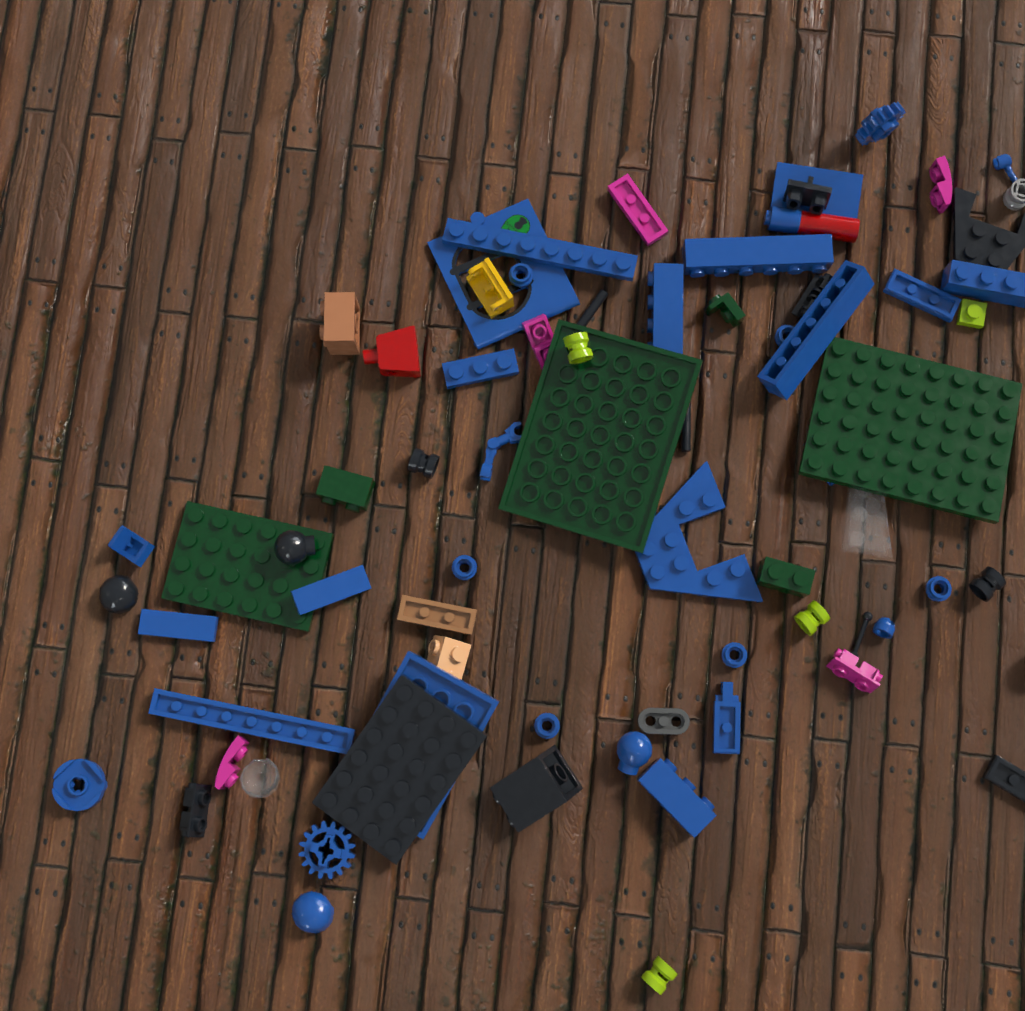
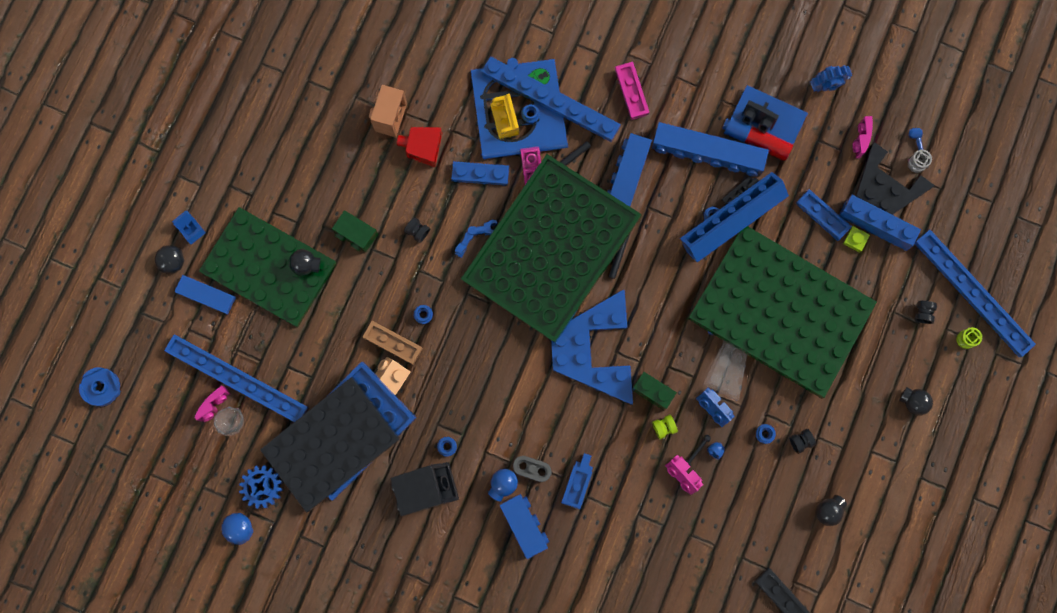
camera: 15 degrees right, 0 degrees up
(198, 798) = (173, 438): black hinge -> none
(330, 590) = (321, 301): blue tile -> none
(578, 347) = (553, 177): lime wheel -> none
(729, 309) = (676, 185): dark green bracket -> none
(742, 655) = (604, 432): blue plate -> none
(876, 581) = (720, 414): none -> blue hinge

